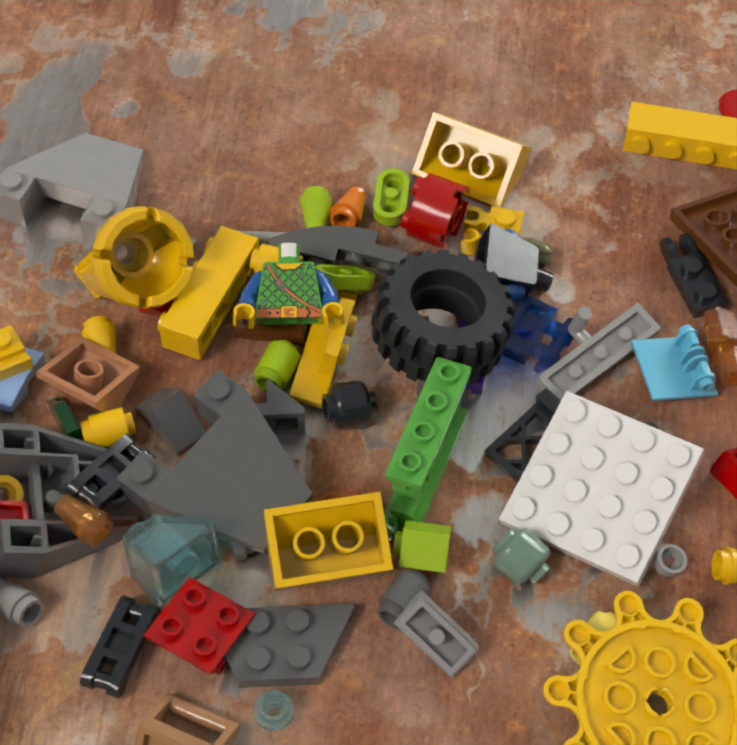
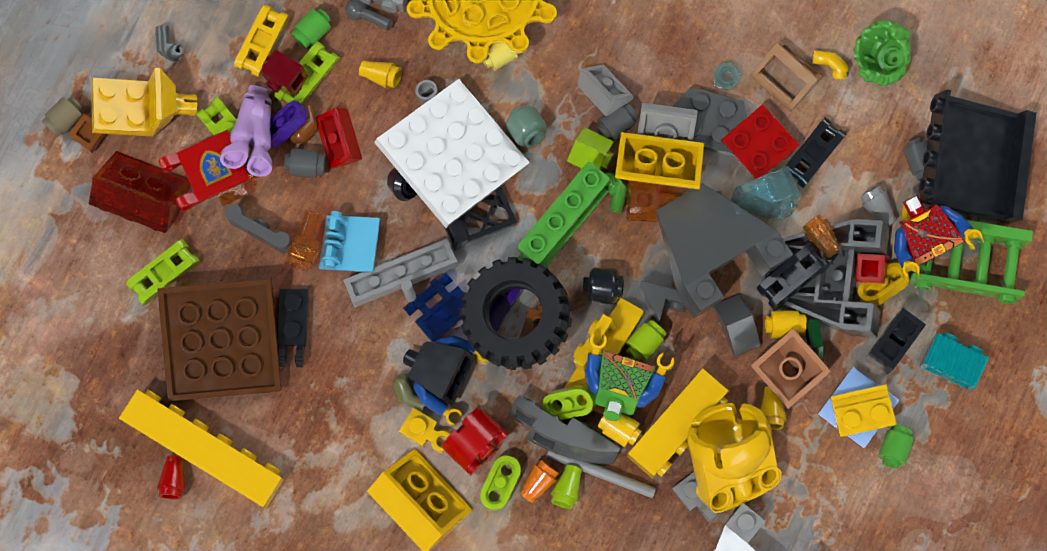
camera: 160 degrees left, 25 degrees up
(333, 595) = (667, 122): none -> light grey plate

